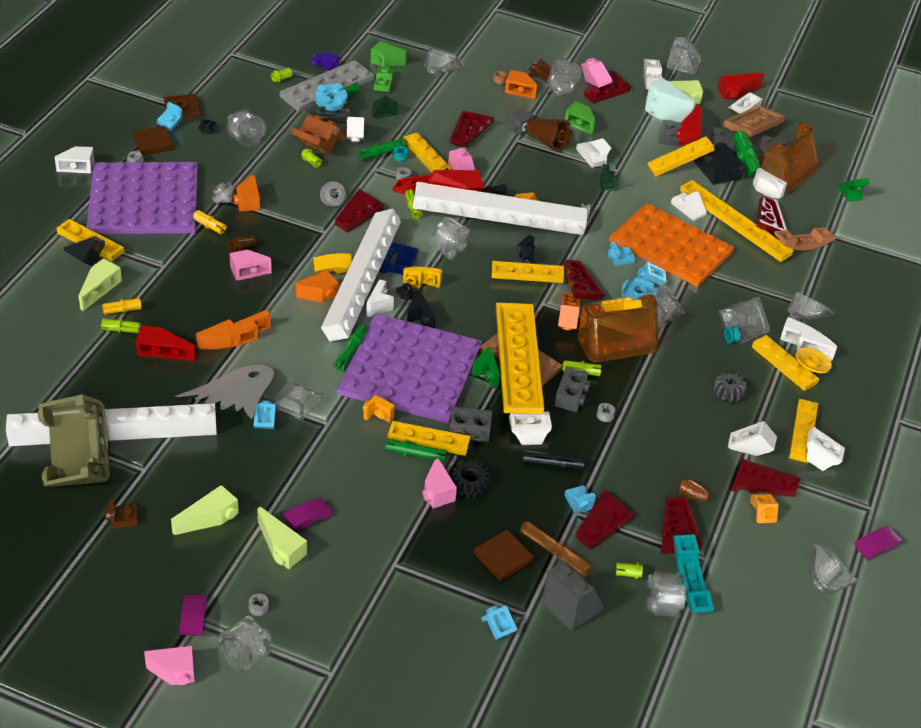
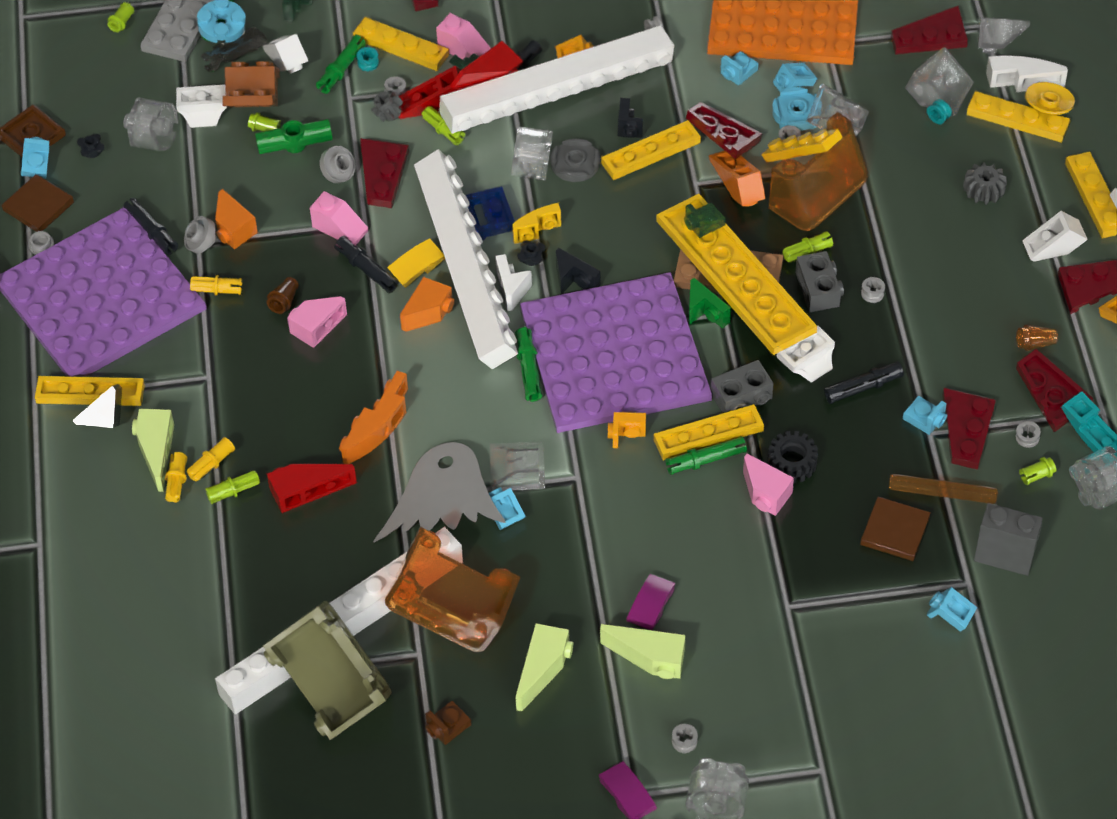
camera: 25 degrees left, 10 degrees up
(94, 305) = (175, 476): none -> yellow axle
(182, 438) = (450, 595): none -> clear orange windscreen
(201, 180) = (155, 231): none -> black pin
(280, 132) = (201, 104): none -> white slope
(302, 247) = (359, 258): none -> black pin
(307, 221) = (337, 218): none -> bright pink slope
(321, 170) = (293, 136): none -> green piece
(388, 179) = (387, 106): none -> dark grey gear
(477, 257) = (575, 160): none -> dark grey tile
(521, 317) = (704, 219): none -> clear green bracket
(641, 540) = (1029, 427): none -> light grey bush
(770, 293) = (931, 33): none -> dark red wing

